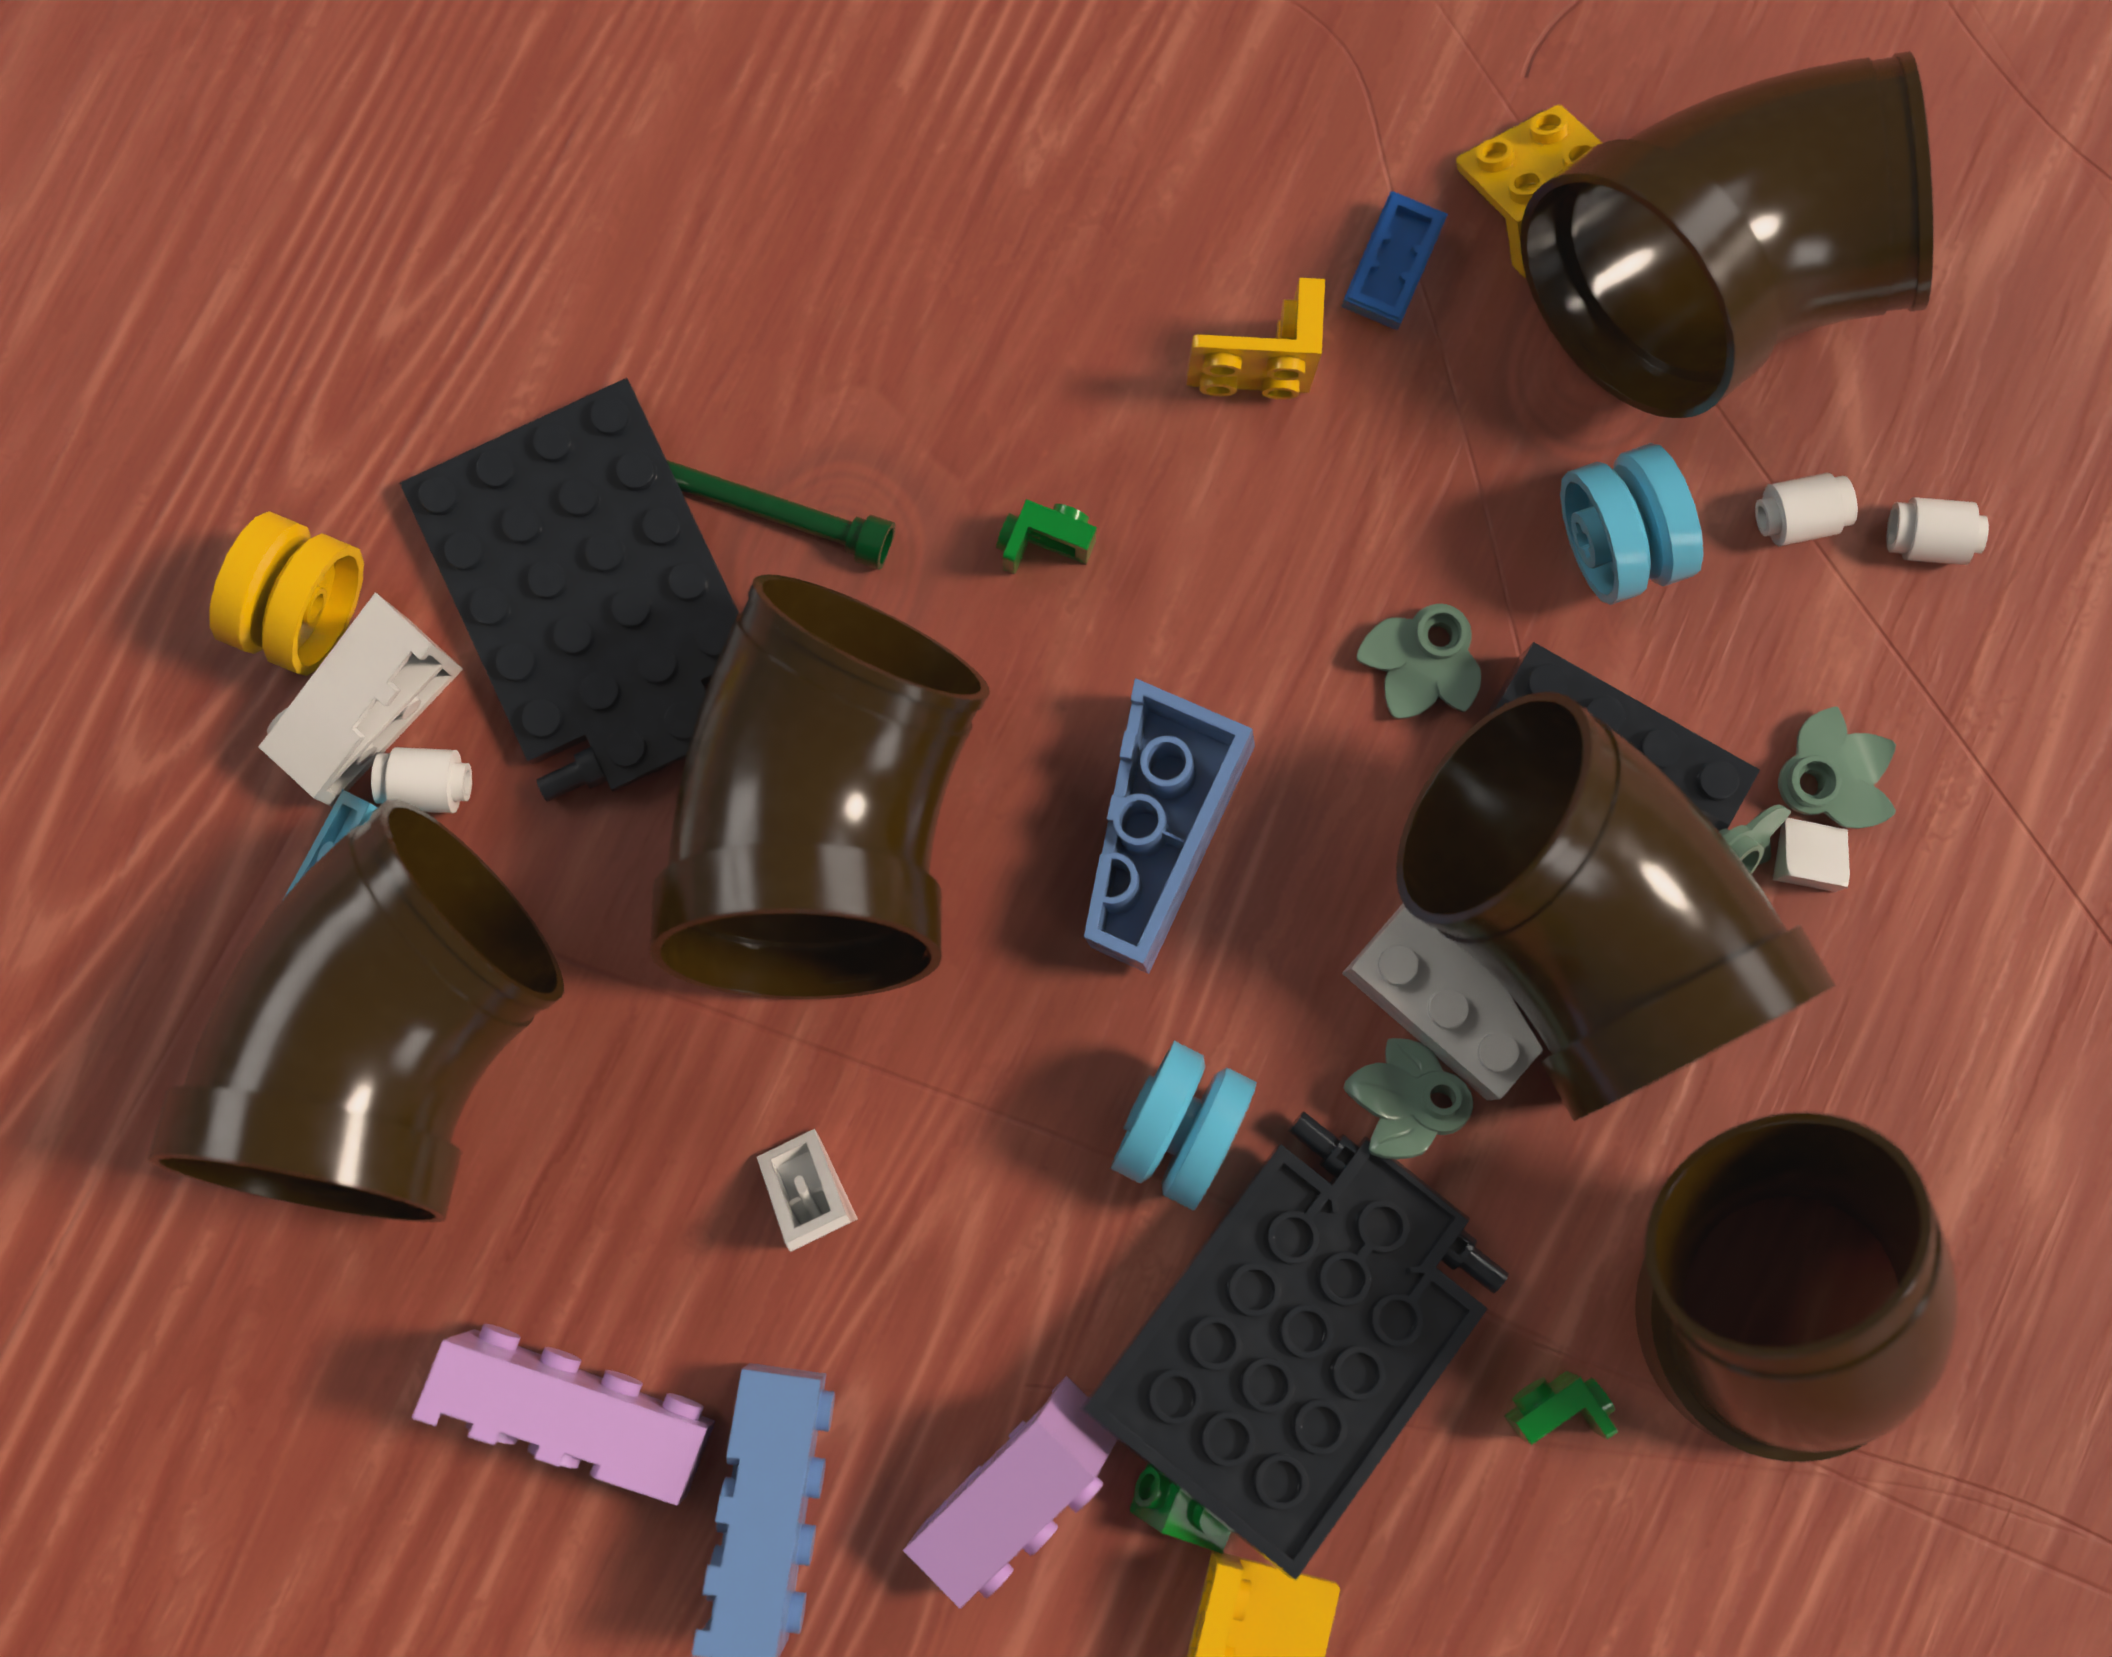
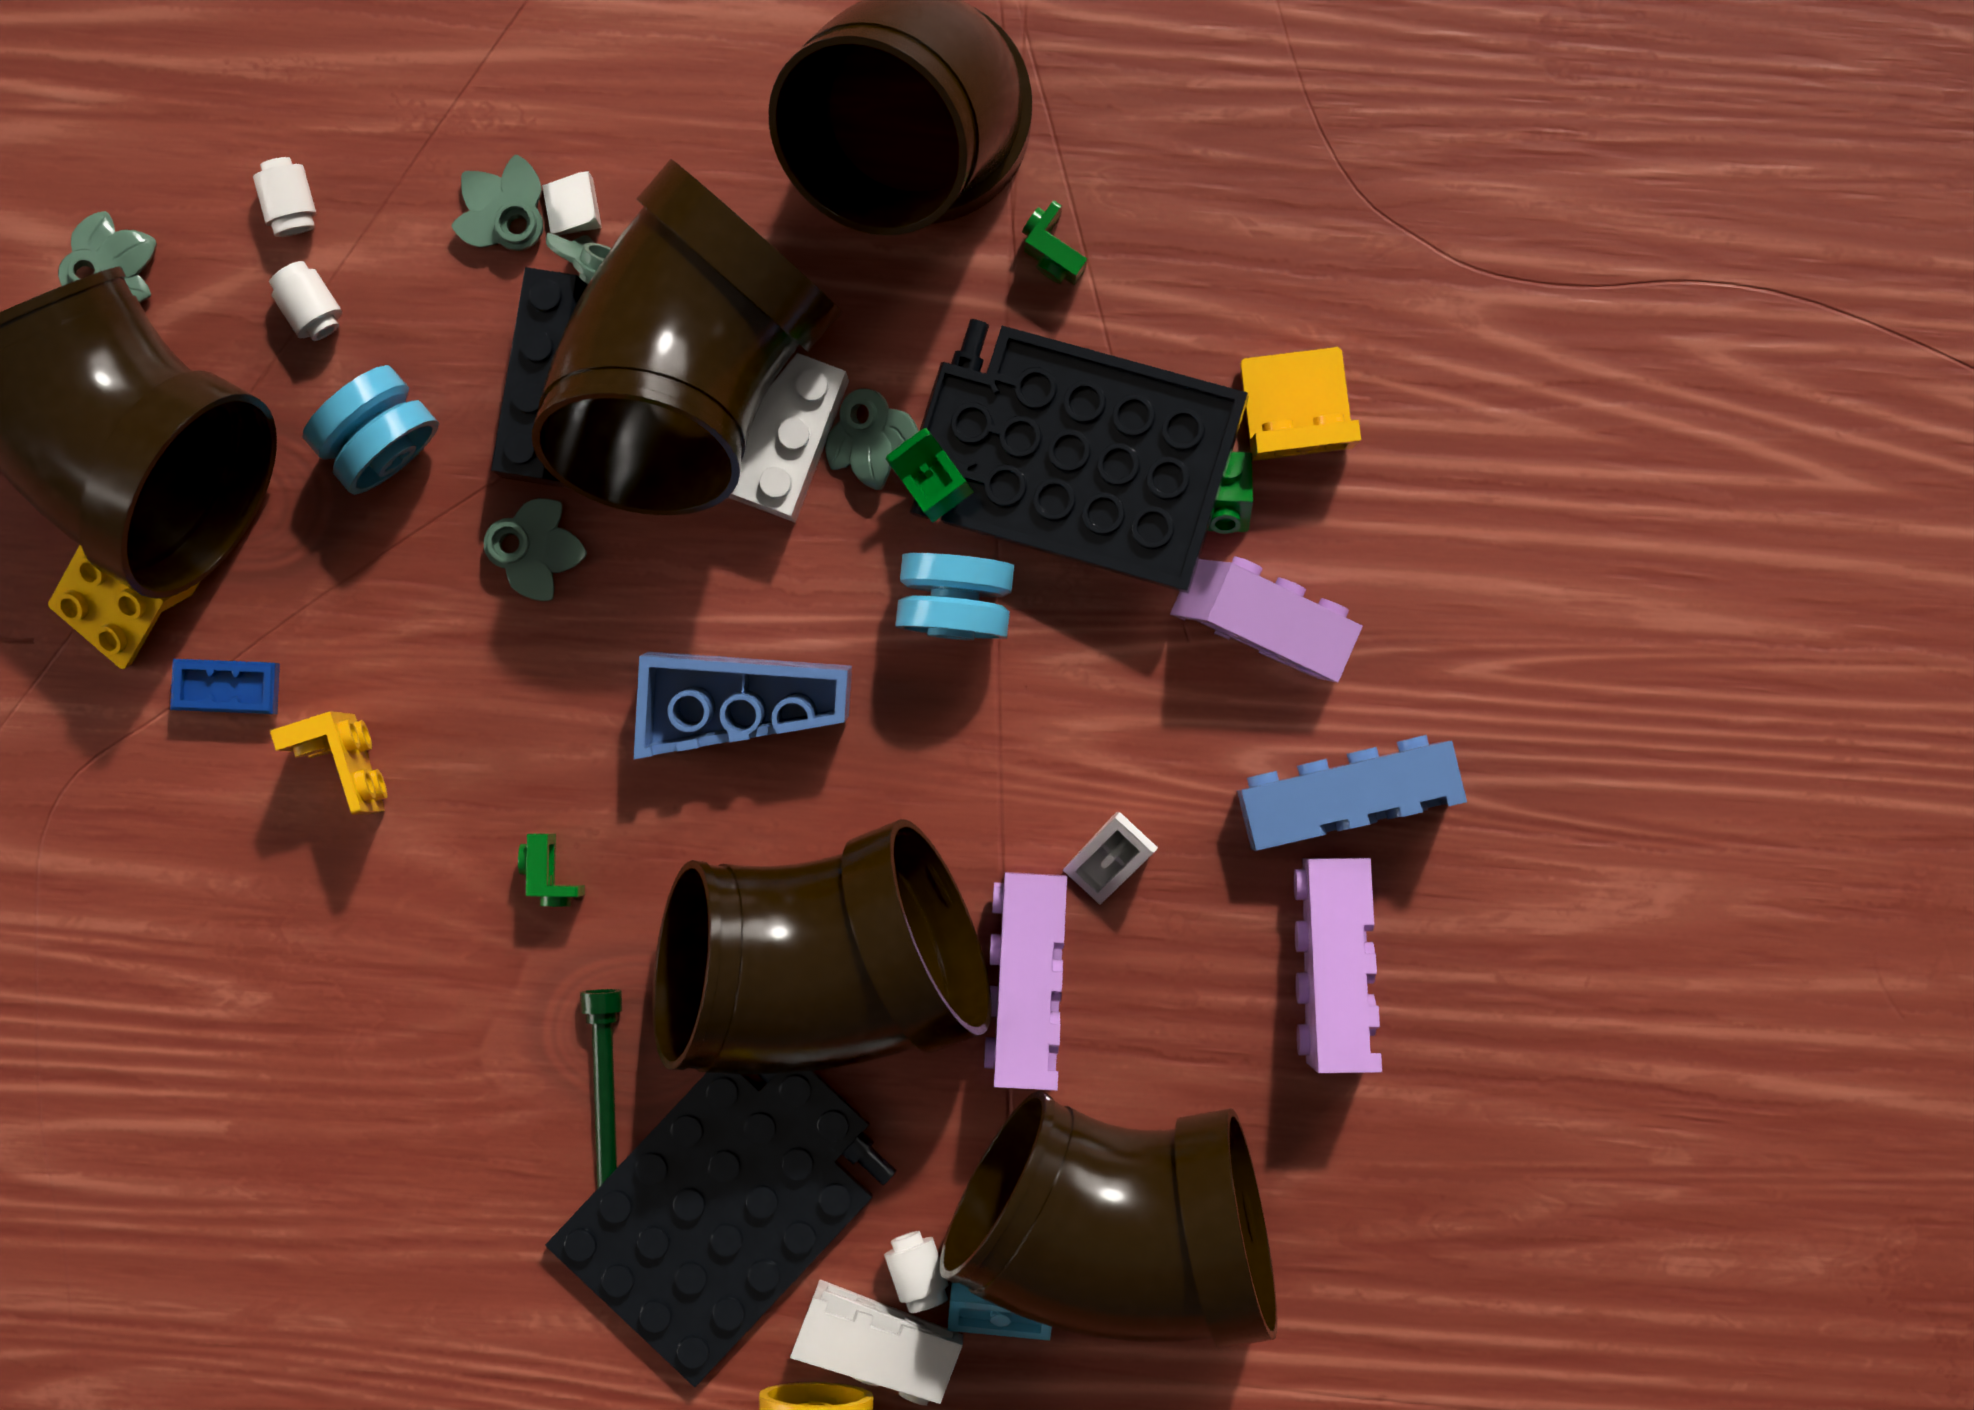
camera: 105 degrees left, 5 degrees up
(697, 1036) = (1028, 980): none -> lavender wedge
(1339, 1150) = (929, 474): none -> green bracket
(1935, 333) = (101, 248): none -> sand green plate

